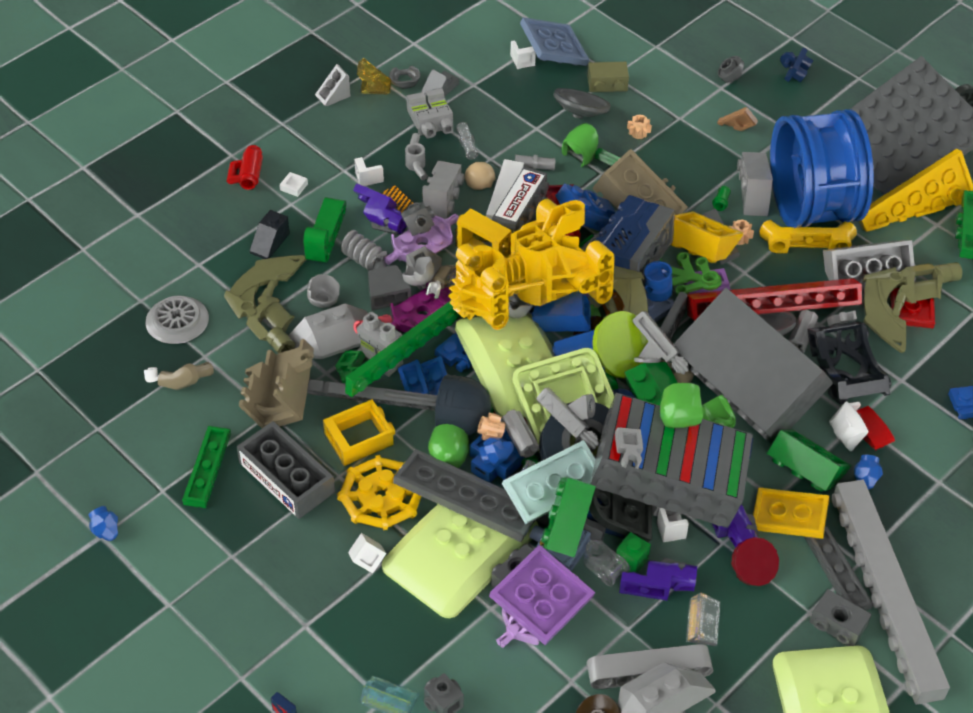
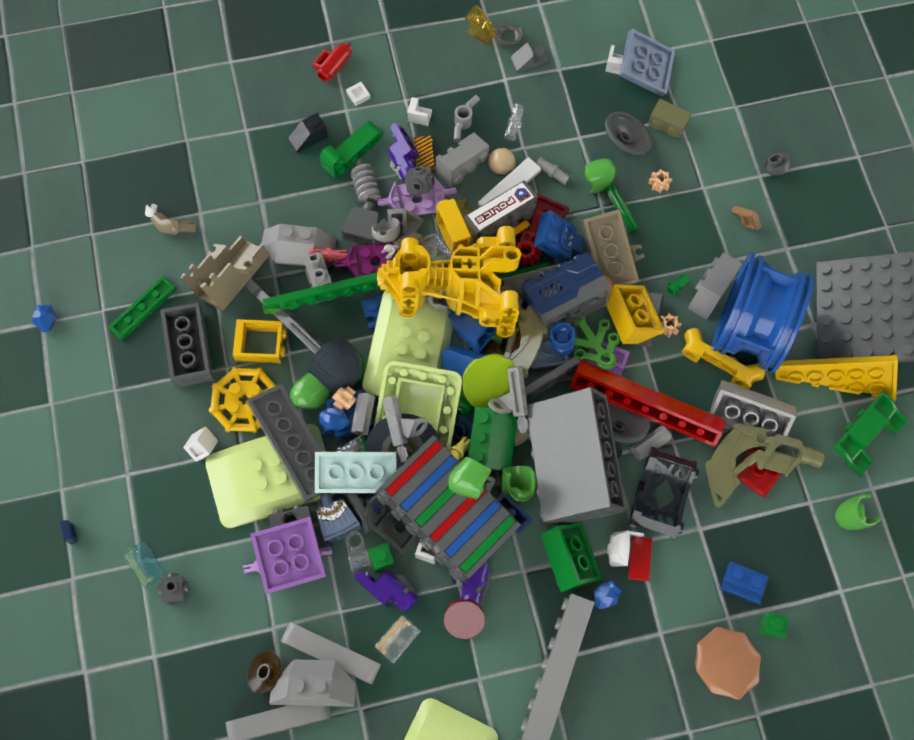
camera: 30 degrees right, 20 degrees up
(163, 326) = (203, 186): light grey piece -> none
(243, 293) = (290, 165): olive piece -> none
(323, 291) = (312, 205): light grey hair -> none
(335, 87) = (444, 19): light grey slope -> none
(348, 363) = (289, 280): green tile -> none
(423, 377) = (338, 322): blue slope -> none
(430, 112) = (501, 88): light grey hips -> none
(568, 516) = (342, 507): green wedge -> none
(630, 444) = (406, 488): light grey plate -> none
(791, 512) = (523, 593): yellow tile -> none
(797, 65) = (845, 185): dark blue hips -> none
(836, 607) = (502, 711): dark grey brick -> none
(839, 570) = (524, 660): dark grey tile -> none
(842, 318) = (689, 451): light grey plate -> none

